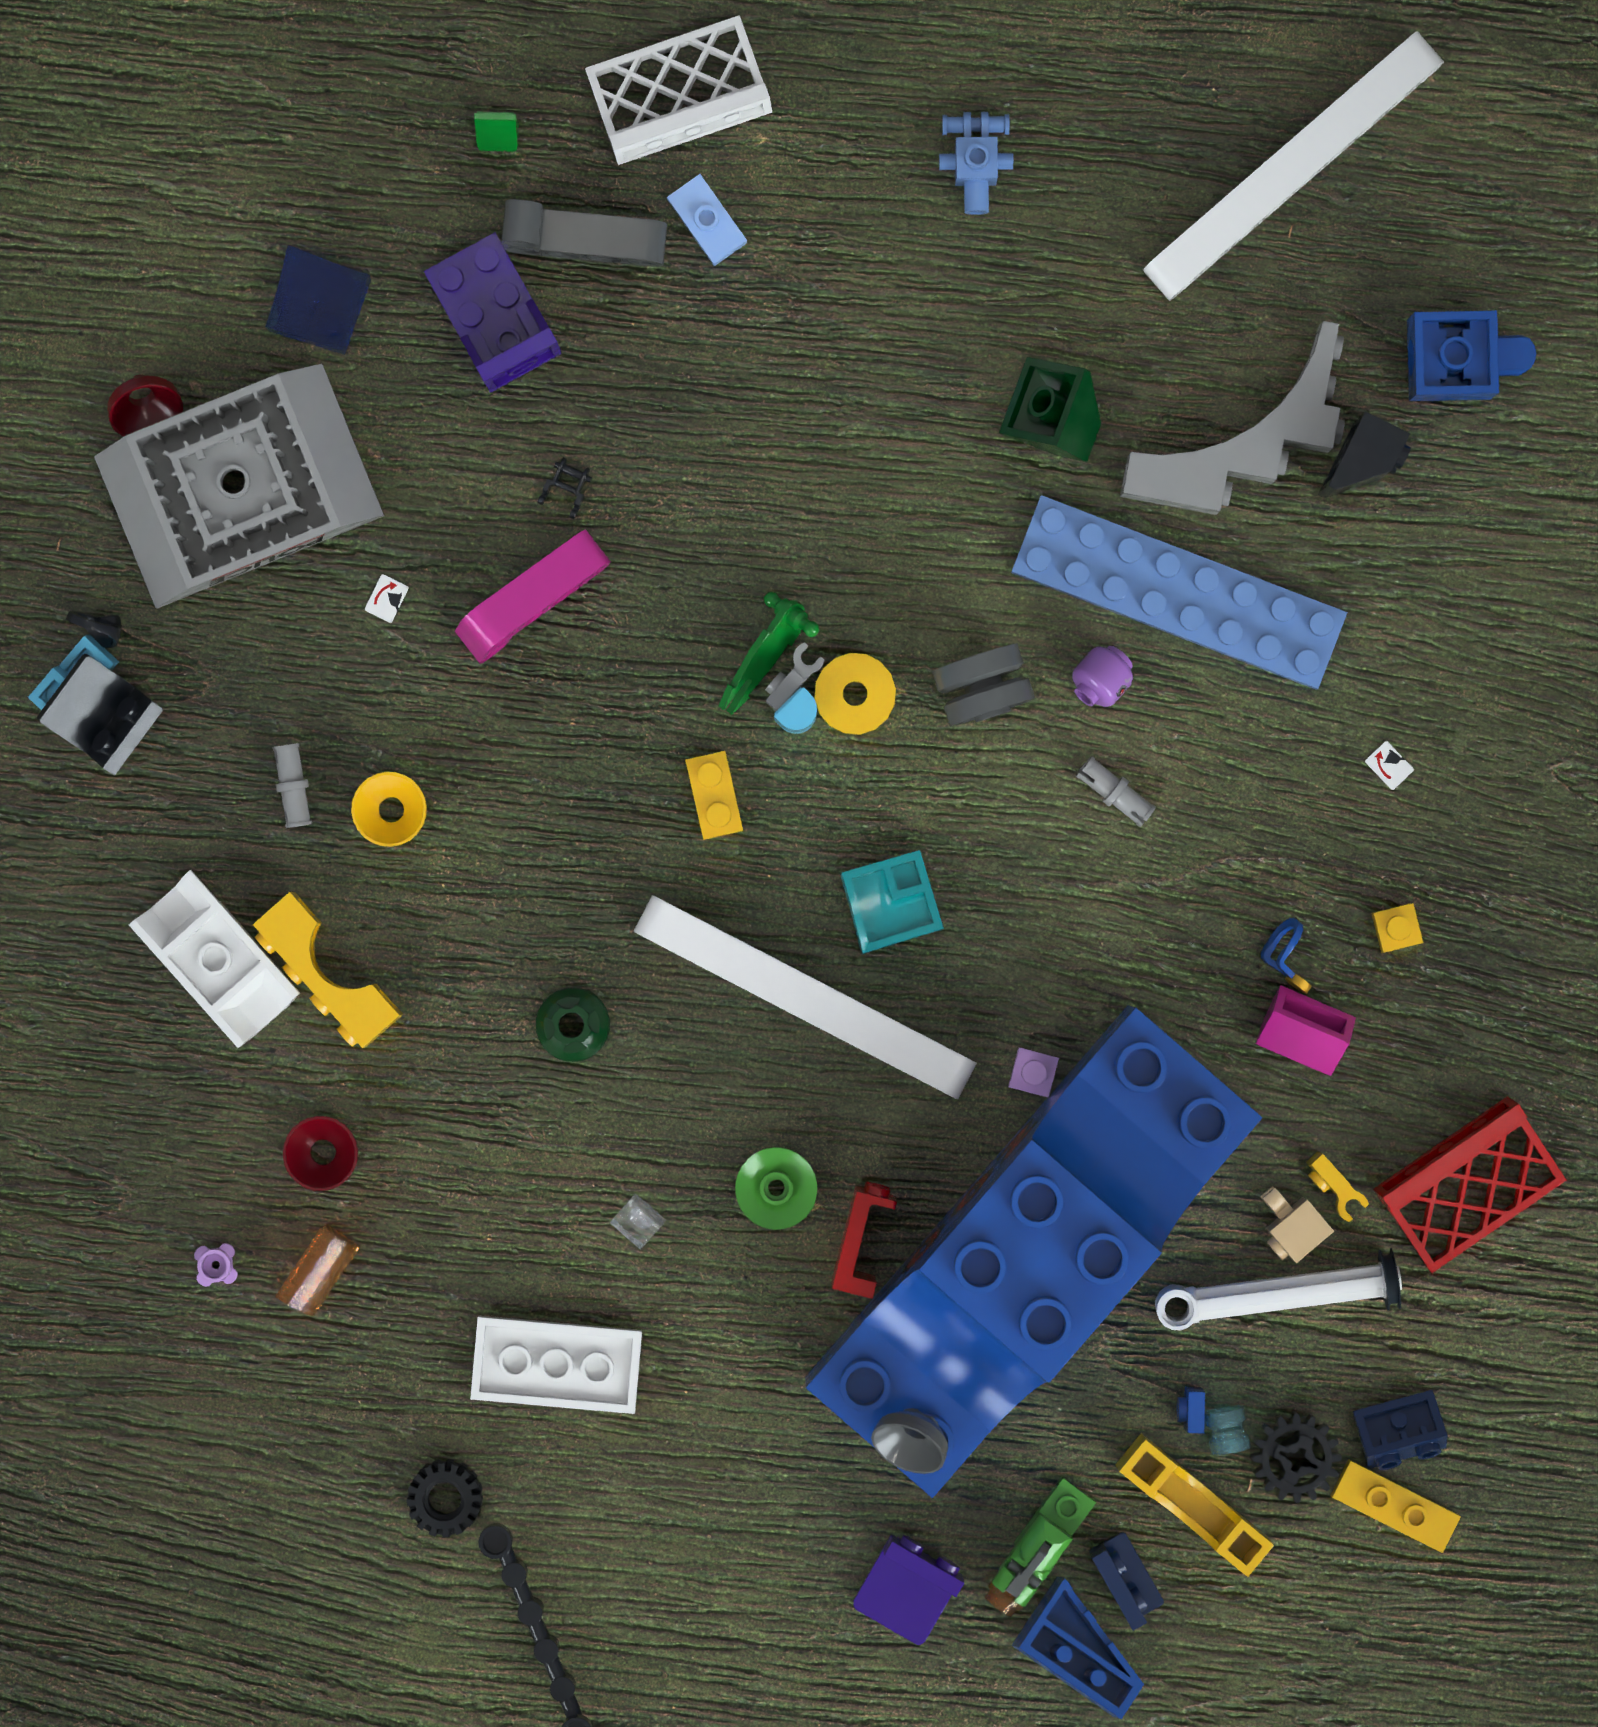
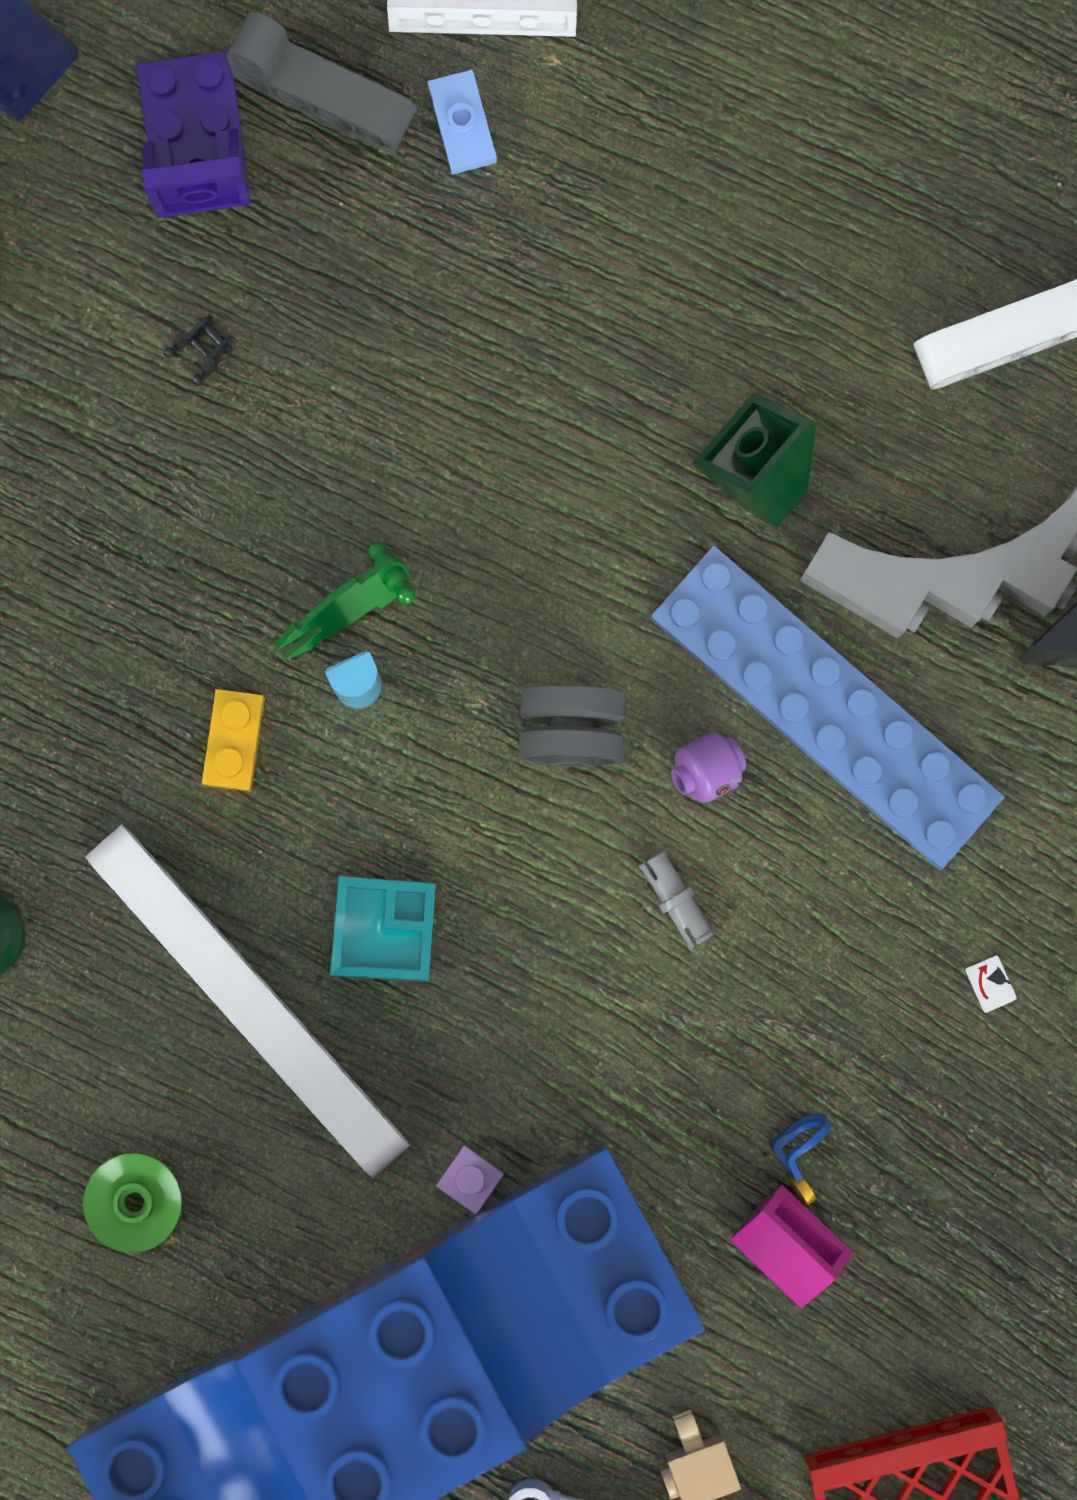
camera: 15 degrees right, 5 degrees down
(530, 595) = (113, 446): dark pink beam -> none
(784, 686) = (373, 642): light grey plate -> none
(844, 1275) = (170, 1335): red panel -> none
(859, 669) = (424, 658): yellow tile -> none
(976, 158) = (776, 159): medium blue piece -> none
(1327, 1177) = (756, 1423): yellow plate -> none
(1397, 927) = (935, 1168): yellow plate -> none

